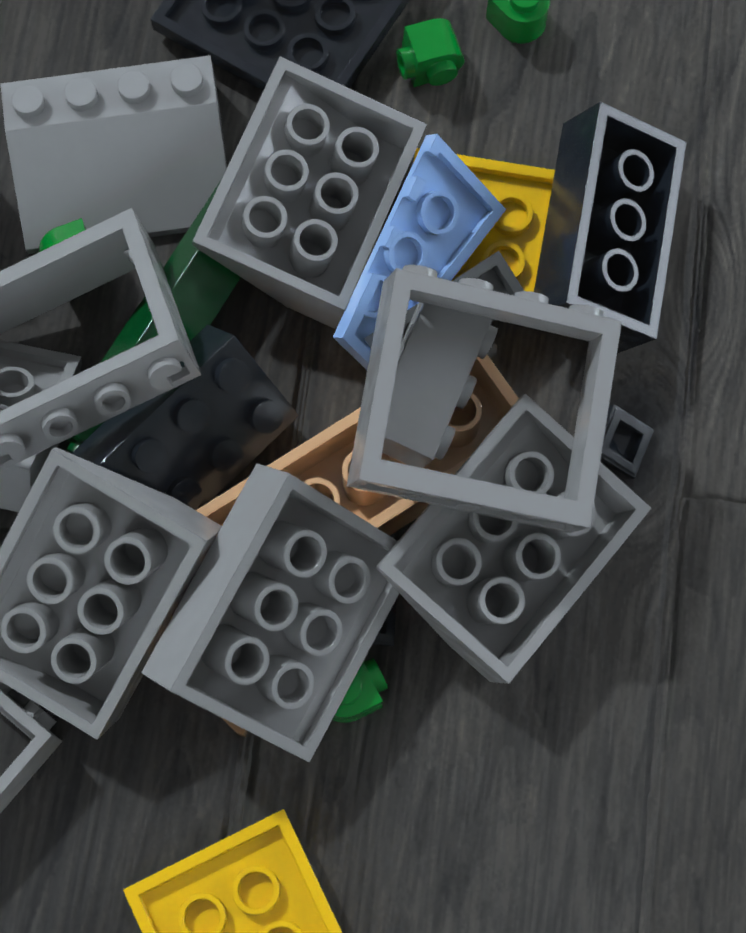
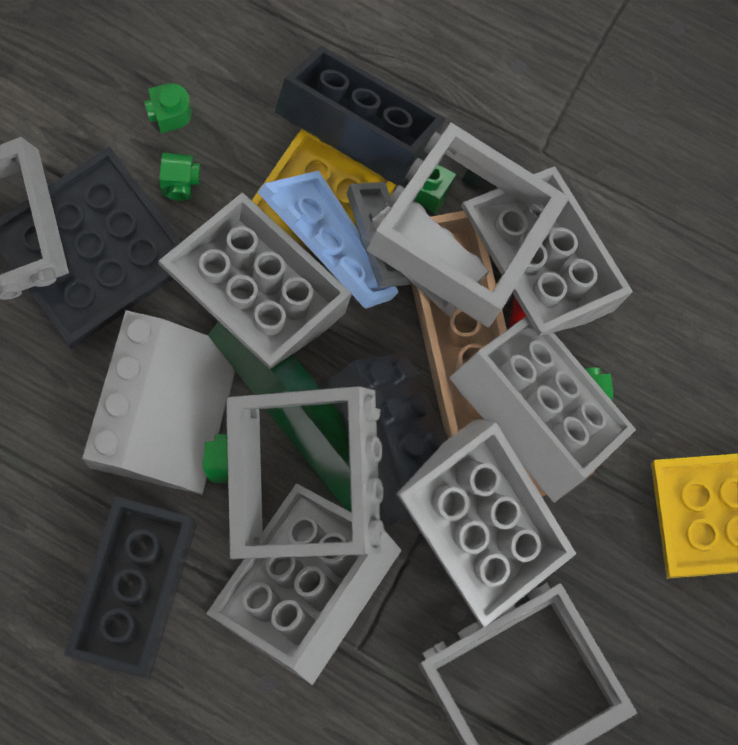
camera: 75 degrees left, 0 degrees up
(554, 365) = (435, 189): none -> green plate

